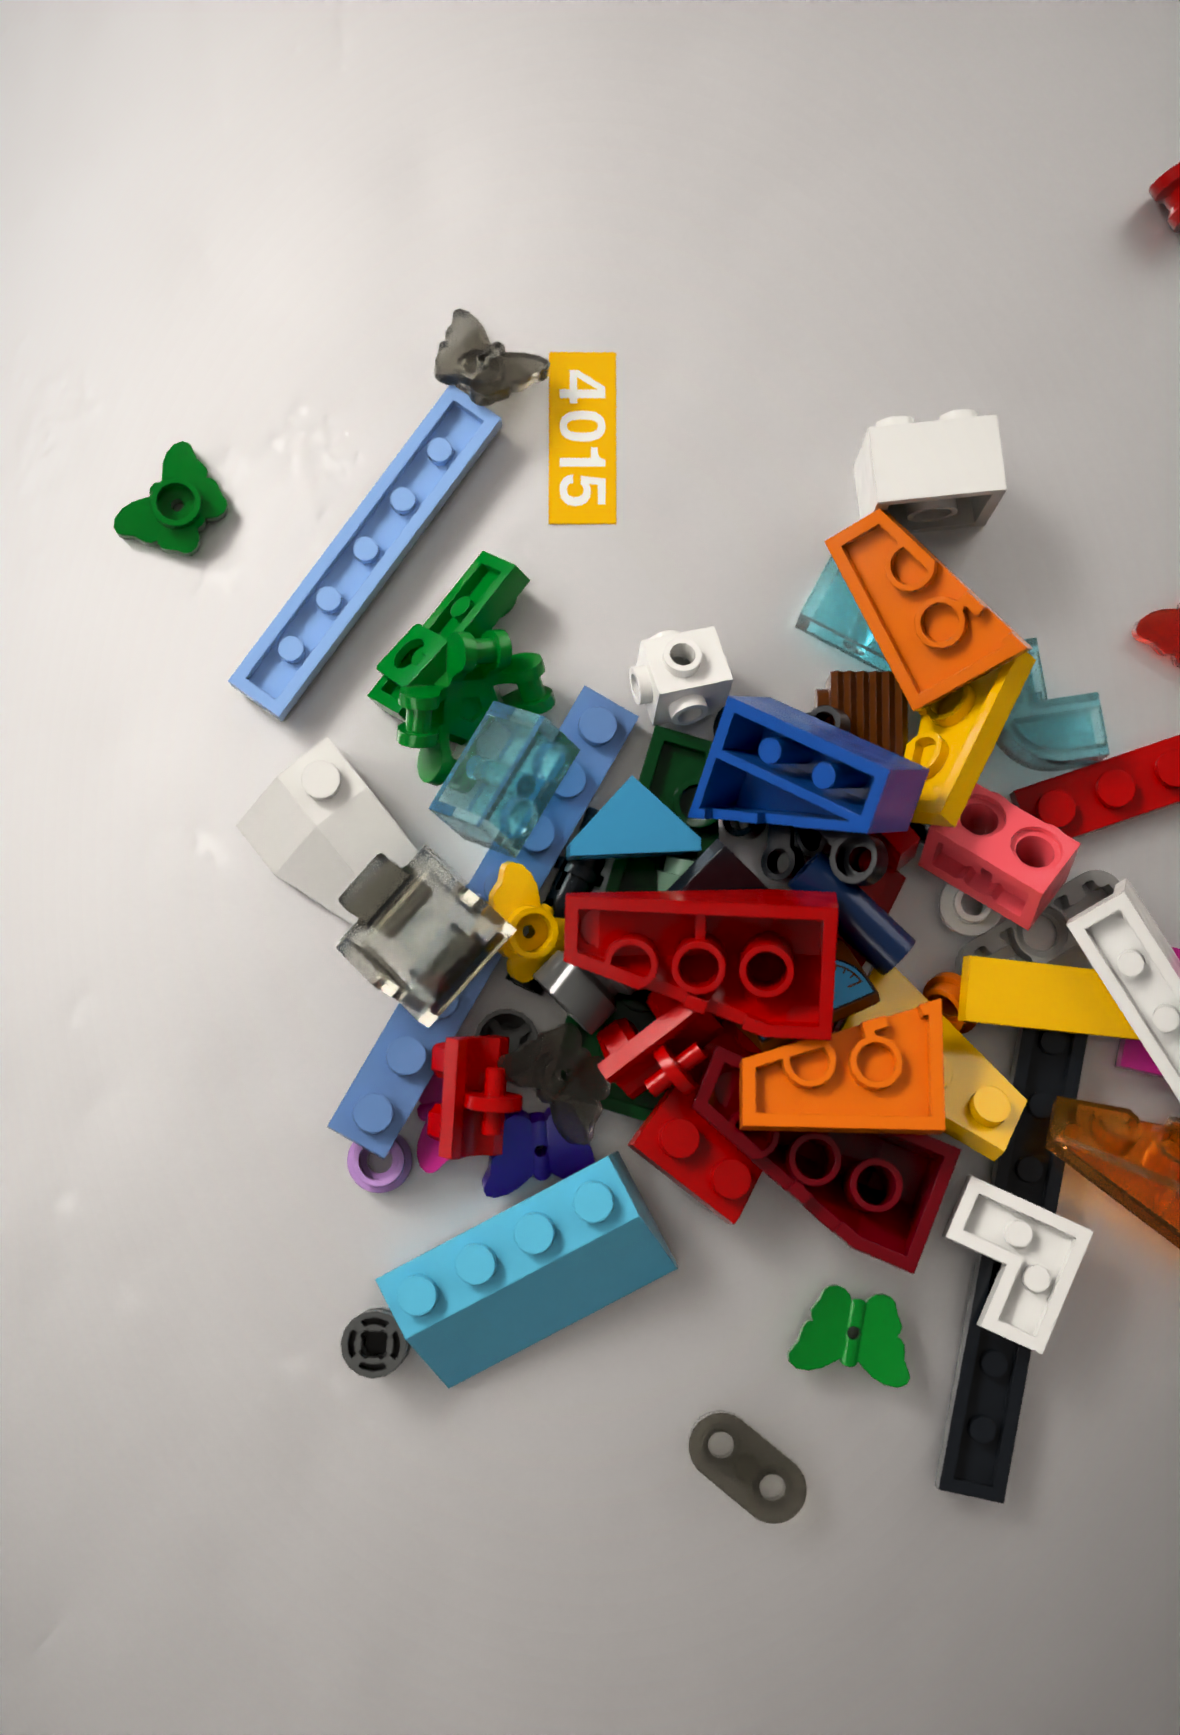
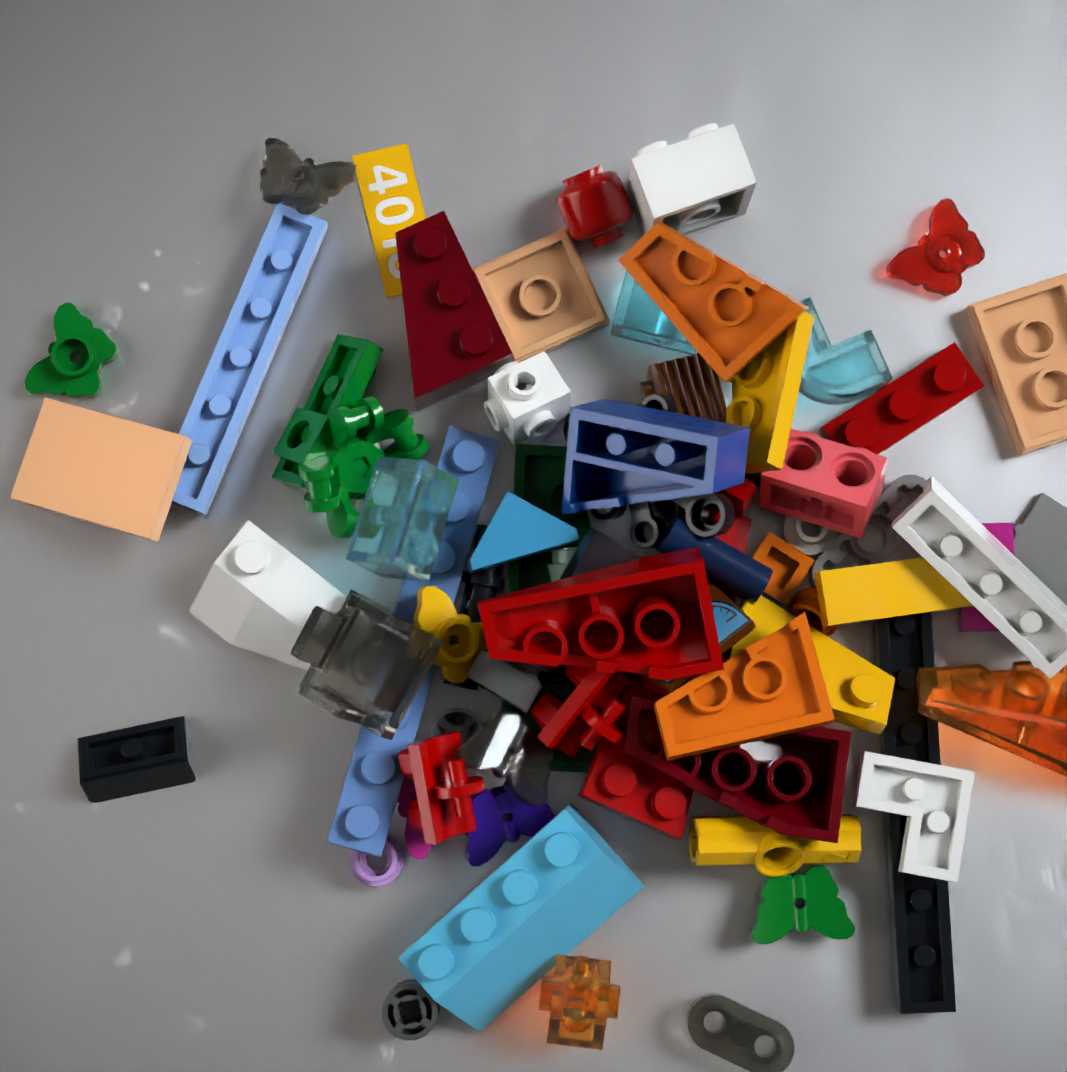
camera: 15 degrees left, 0 degrees up
(134, 980) = (136, 760): none -> black slope
(176, 639) = (101, 469): none -> light nougat tile
(571, 1381) = (579, 1001): none -> clear orange brick
(612, 558) = (446, 314): none -> dark red wedge
(725, 563) = (542, 296): none -> light nougat tile
(809, 1247) = (746, 842): none -> yellow piece
(813, 474) = (595, 206): none -> red head
(934, 942) = (788, 567): none -> orange plate

